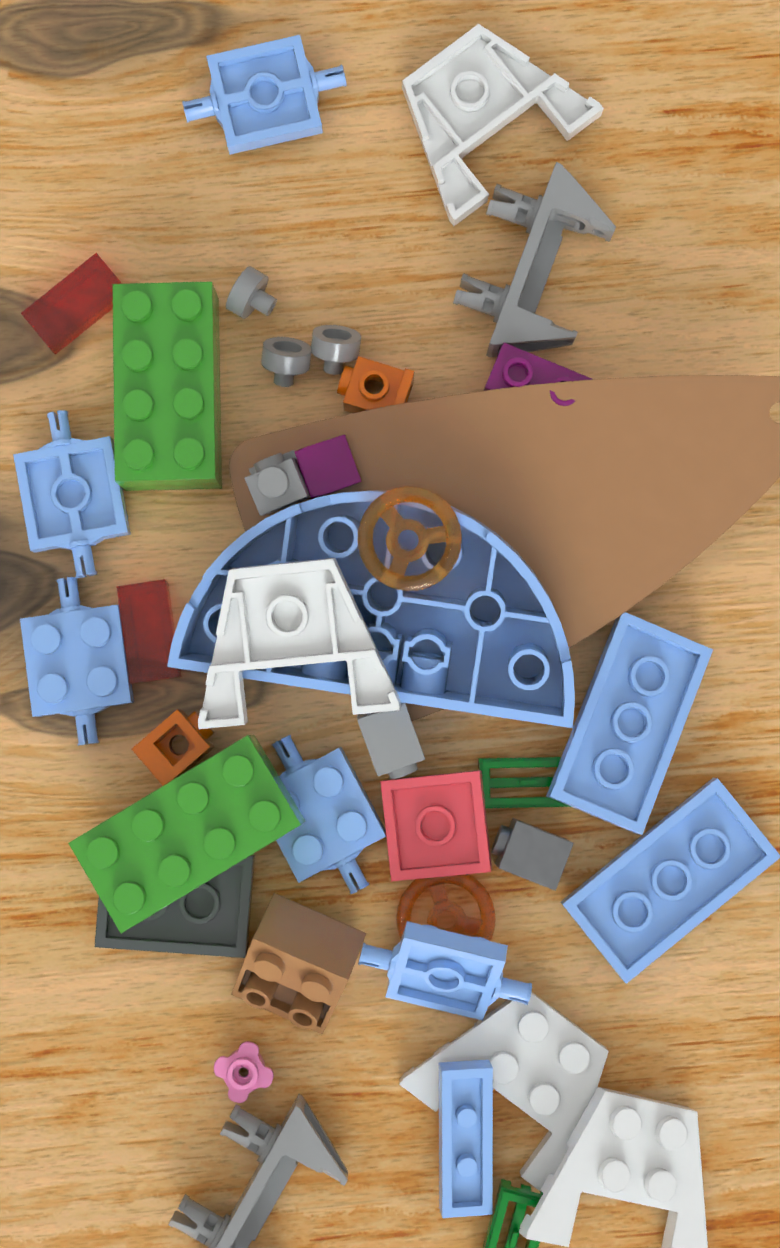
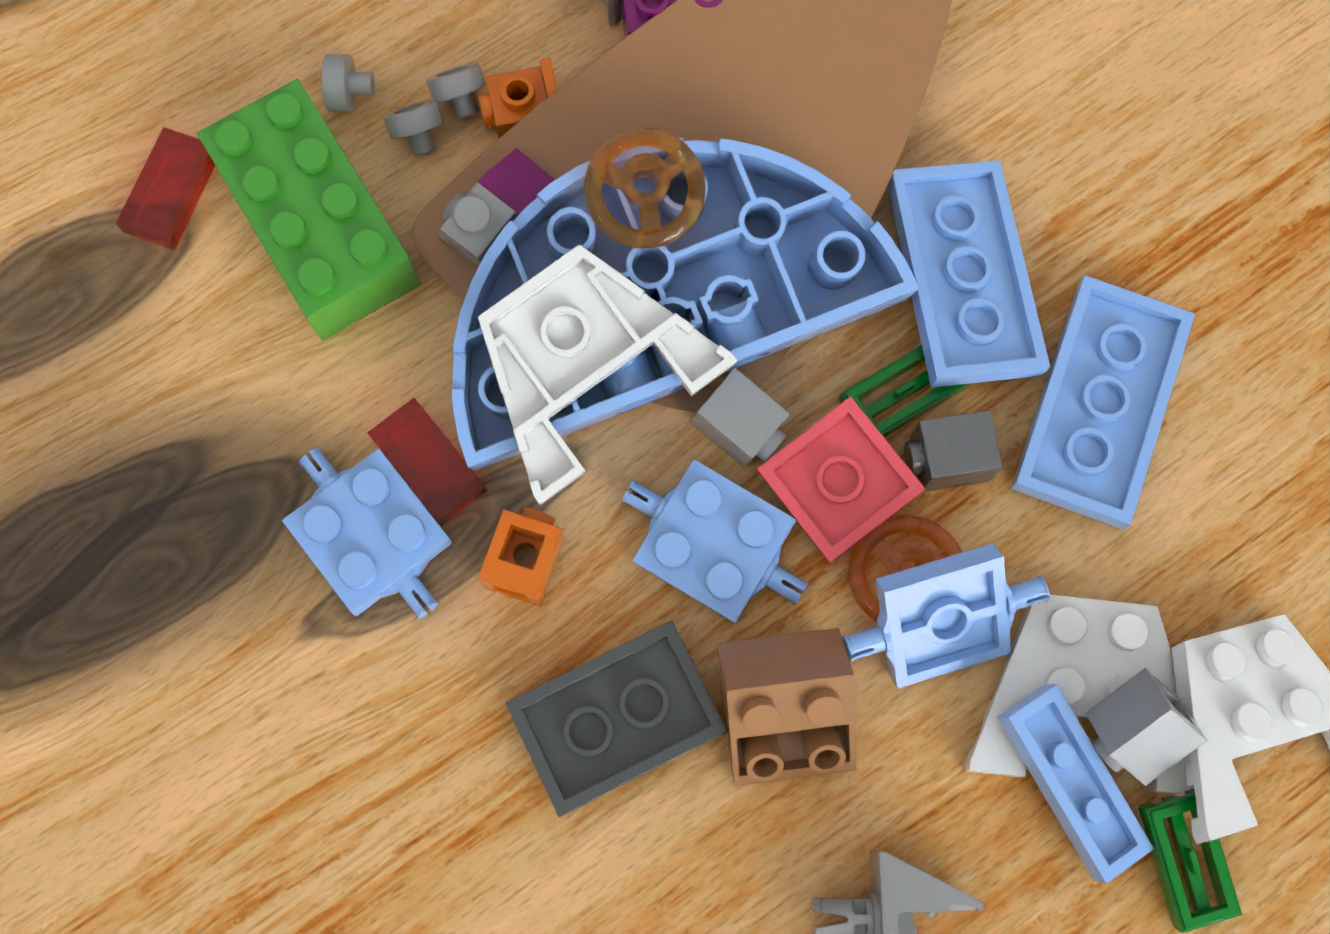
camera: 30 degrees left, 10 degrees down
(71, 494) = (267, 368): light blue plate -> none
(186, 832) = (589, 623): bright green brick -> none
(249, 1058) = (781, 865): bright pink plate -> none
(534, 1134) = (1143, 728): none -> light grey brick

